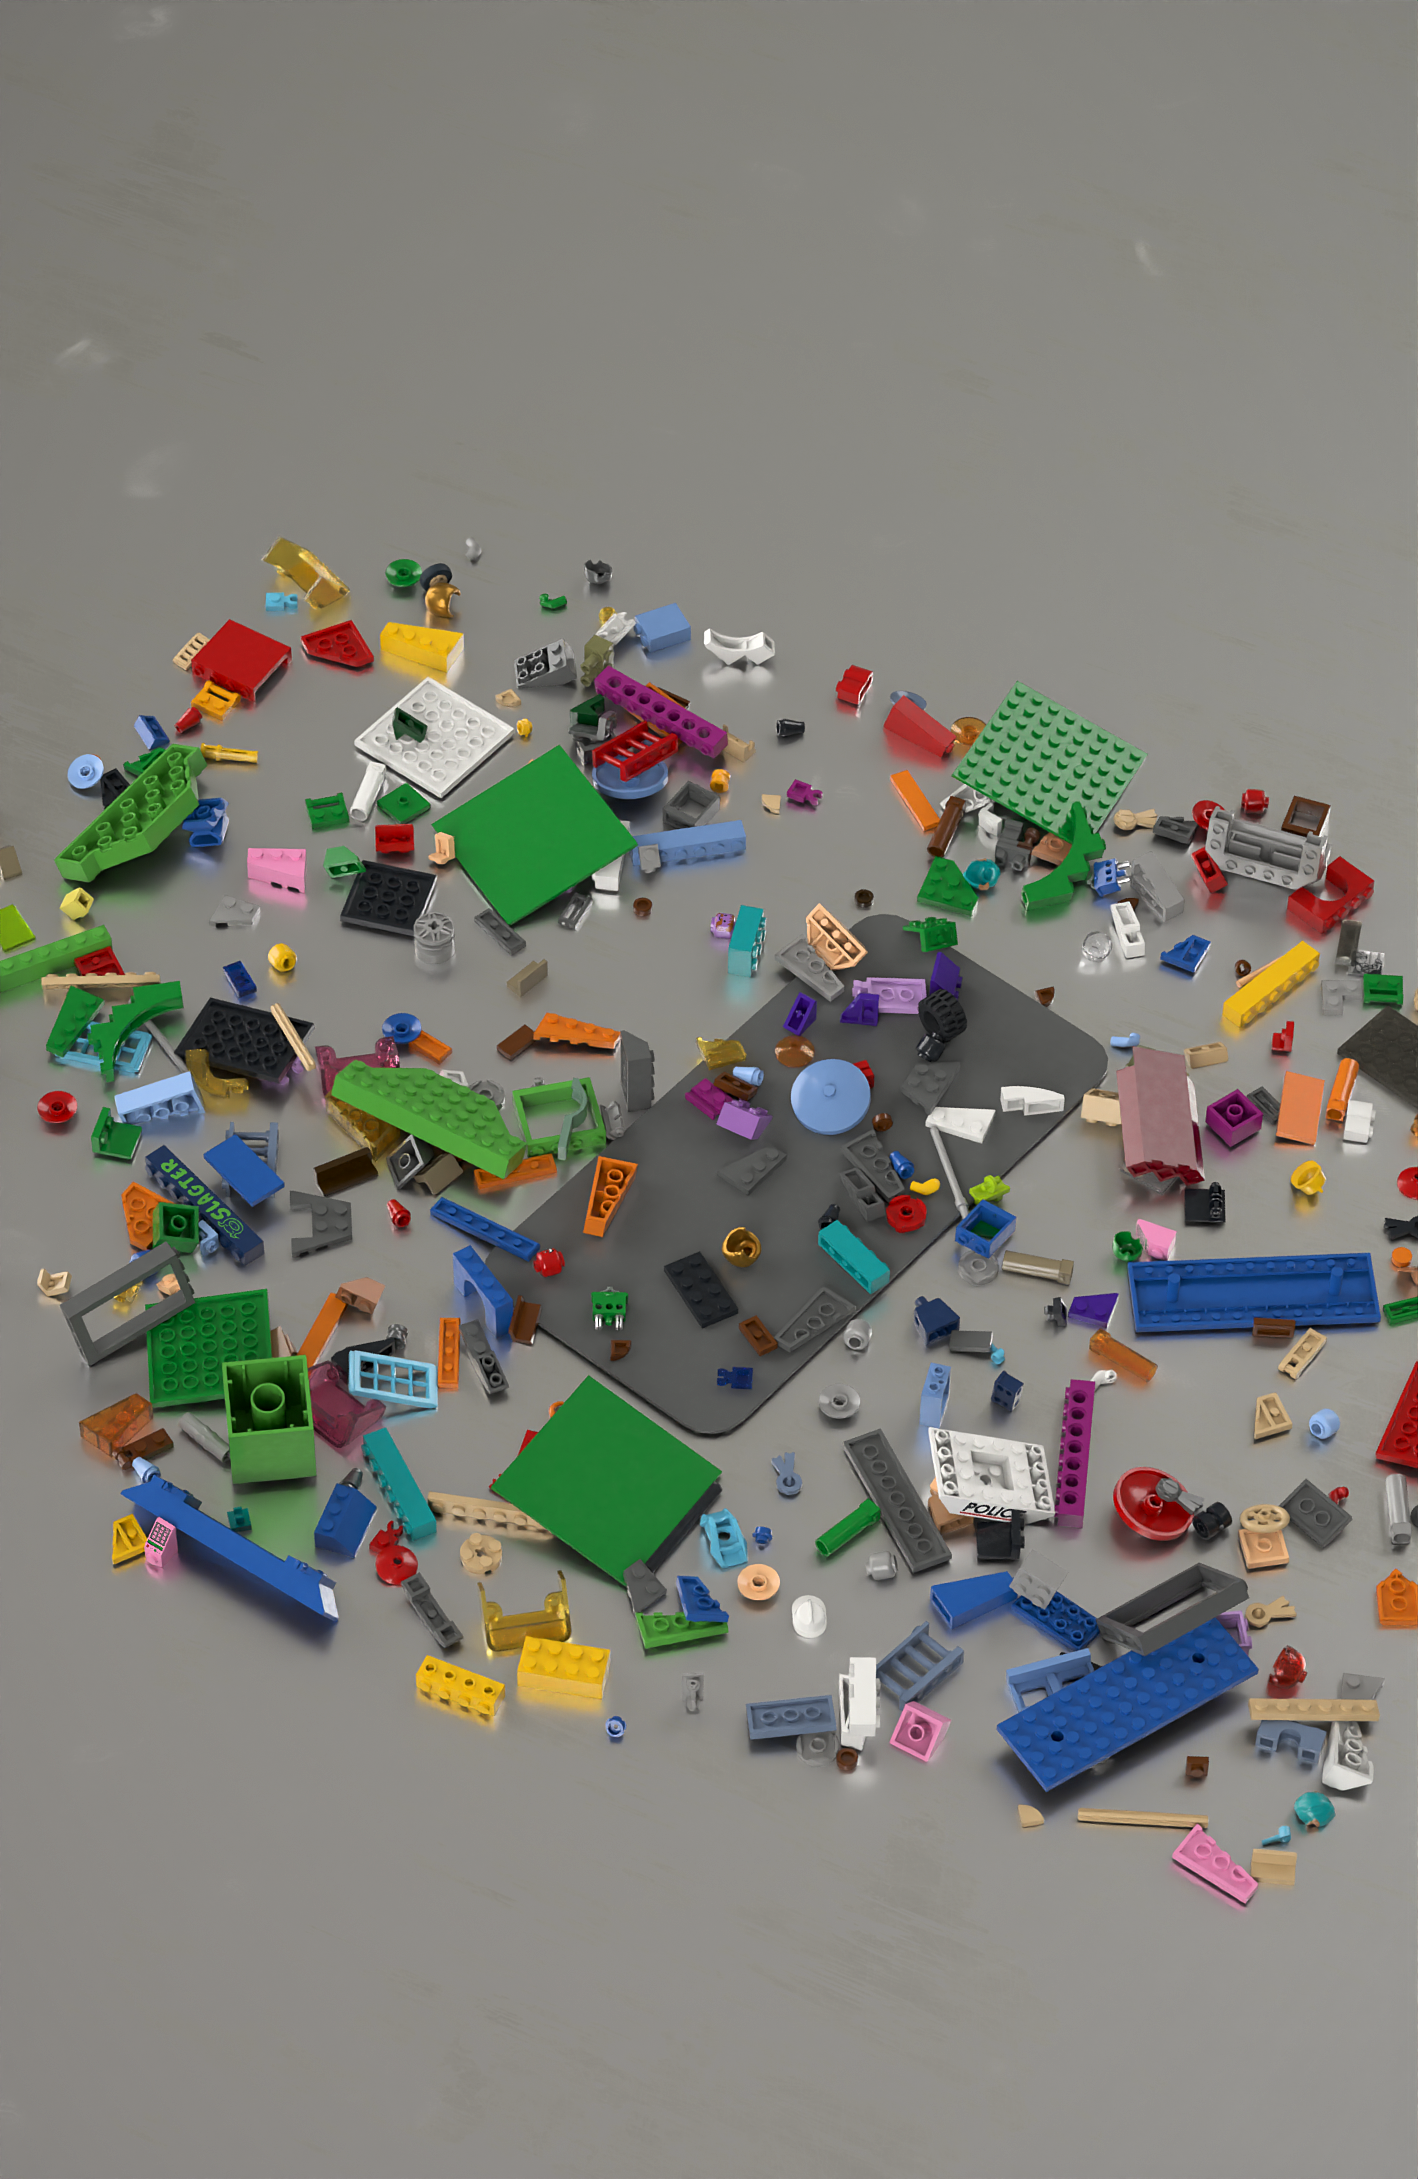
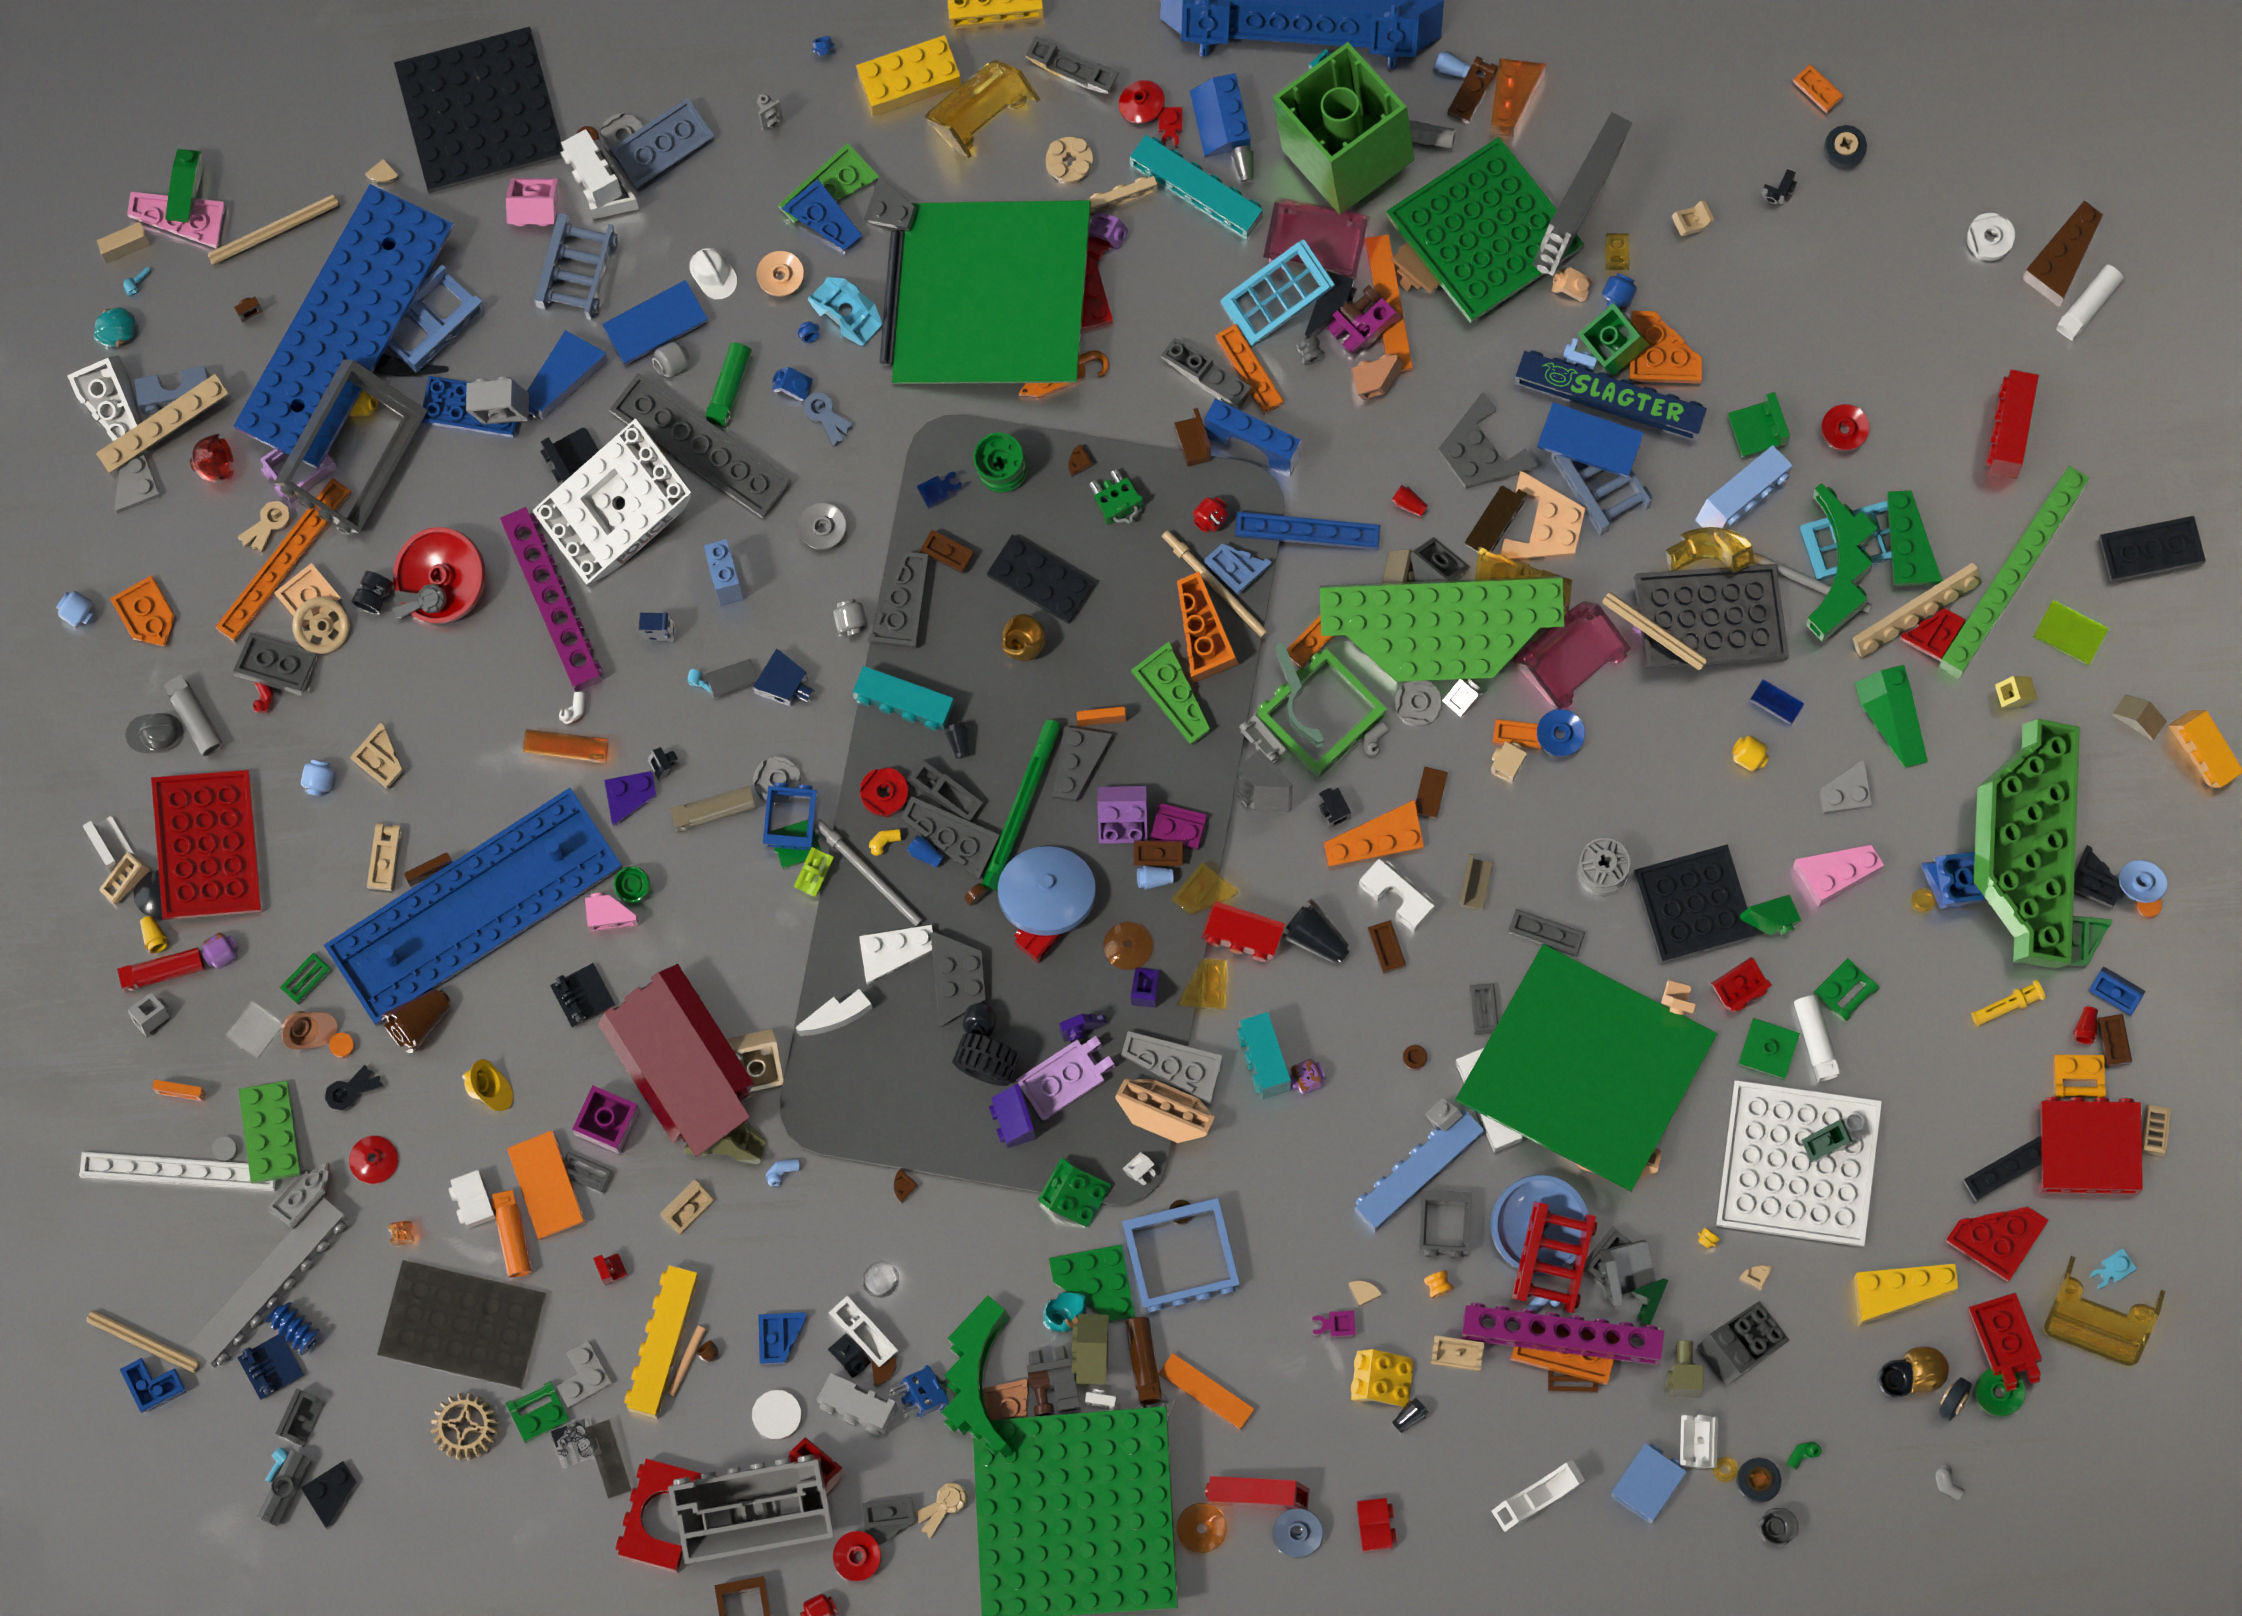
camera: 155 degrees right, 25 degrees up
(165, 939) = (1891, 706): none -> green wedge
(177, 705) = (2114, 1040): none -> reddish brown plate
(236, 832) = (1923, 900): none -> clear yellow plate
(304, 675) = (2004, 1170): none -> black plate
(308, 1151) = (1554, 527): none -> light nougat wing
(346, 1326) = (1363, 327): none -> magenta hips
(377, 593) = (2006, 1339): none -> red tile
(450, 1029) = (1508, 761): none -> tan brick
(463, 607) = (1896, 1378): none -> black hair
(483, 1488) = (1108, 229): none -> medium lavender bracket
(552, 1226) = (1236, 567): none -> medium blue wing
(585, 1254) = (1182, 551): none -> tan bar
(589, 1005) = (1383, 879): none -> white arch
(590, 600) = (1763, 1472): none -> black wheel
(591, 1060) = (1334, 806): none -> black brick
(615, 973) = (1386, 947): none -> reddish brown tile
(656, 1178) = (1168, 687): none -> bright green wing
(661, 997) = (1316, 933): none -> black cone
(680, 1362) = (997, 450): none -> green wheel
(709, 1015) = (1242, 931): none -> red slope
(718, 1182) = (1101, 716): none -> orange tile
(757, 1002) = (1206, 986): none -> clear yellow wing
(798, 751) = (1382, 1377): none -> yellow bracket
(800, 1506) = (792, 383): none -> blue bracket
(809, 1162) = (1021, 803): none -> green piece
(875, 889) = (1202, 1292): none -> medium blue window
(877, 923) = (1138, 1167): none -> white tile
(877, 1598) = (655, 322): none -> blue tile
(921, 1824) = (479, 109): none -> black plate
(979, 837) = (1090, 1349): none -> olive brick
(1147, 921) = (849, 1355): none -> black bracket
(1200, 1874) = (184, 185): none -> green slope
(1216, 915) = (776, 1415): none -> white tile
(1291, 1575) = (281, 563): none -> orange tile
(1336, 1238) = (415, 1019): none -> reddish brown cone

